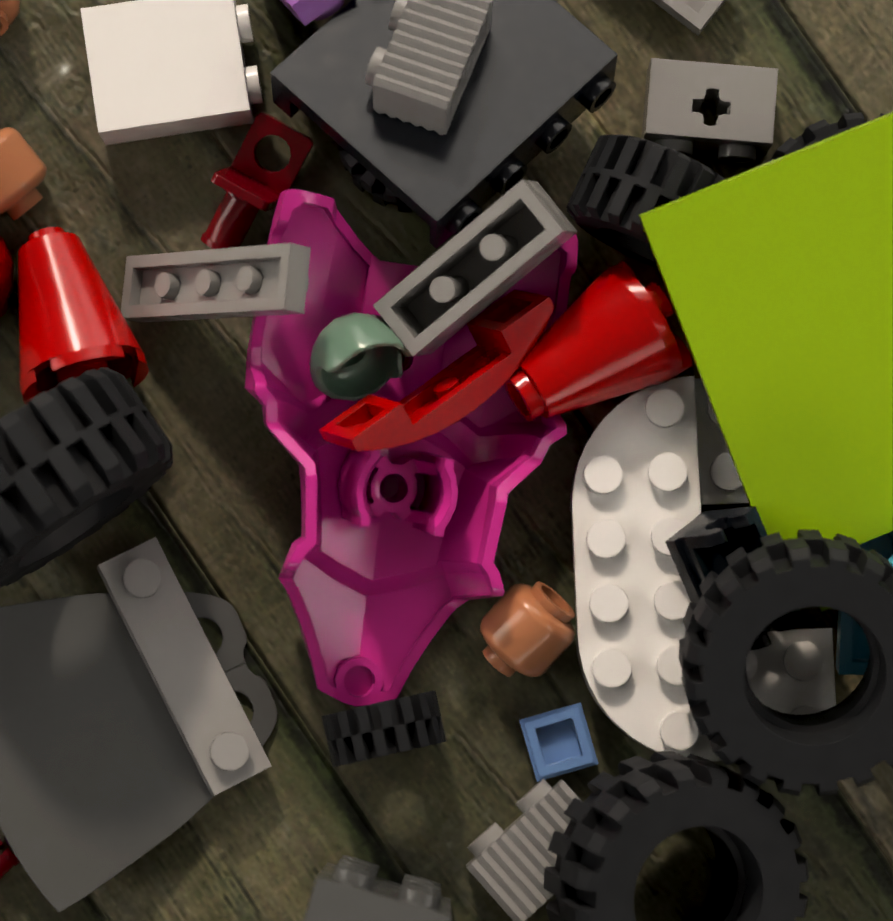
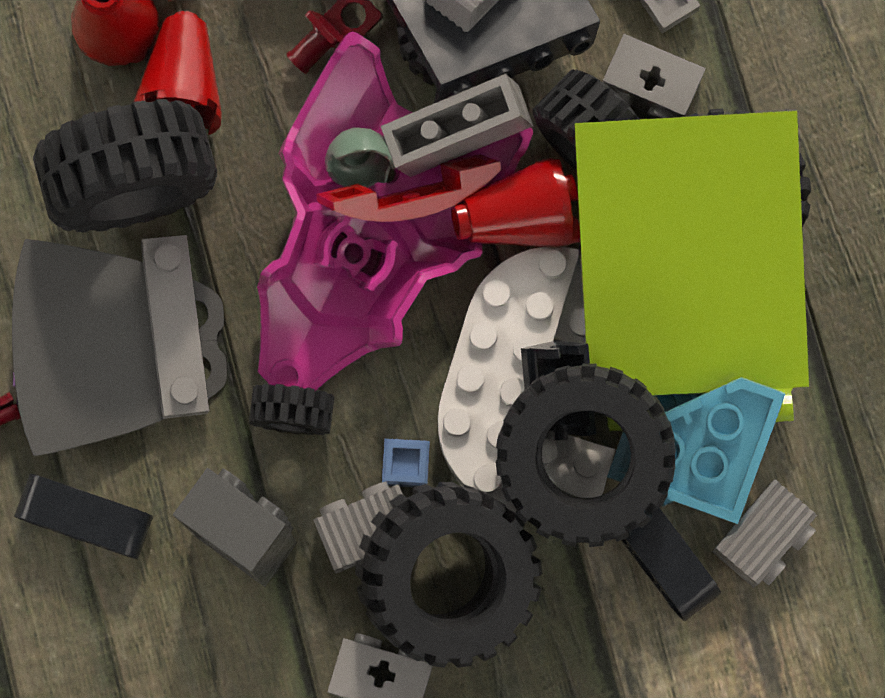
camera: 20 degrees right, 5 degrees down
(216, 283) = (284, 79): light grey plate -> none
(527, 630) = (410, 380): nougat head -> none

